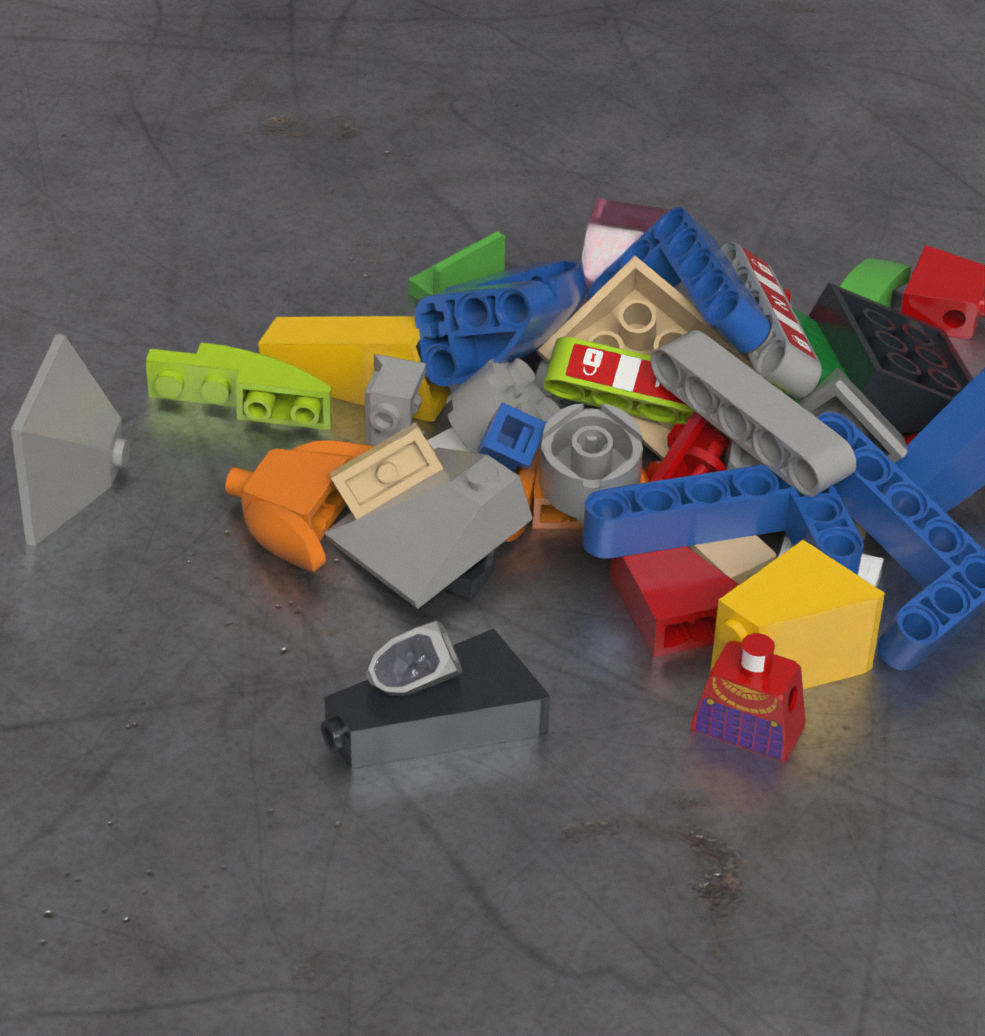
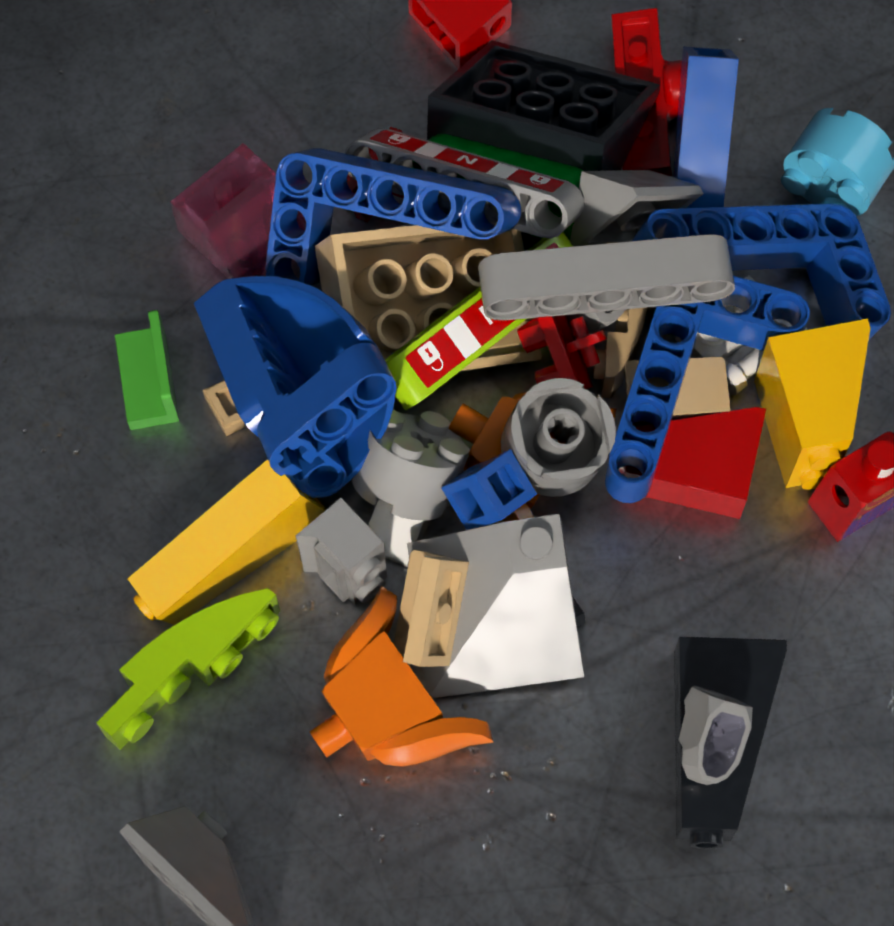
camera: 55 degrees left, 25 degrees up
(877, 279) = (410, 56): bright green slope -> none

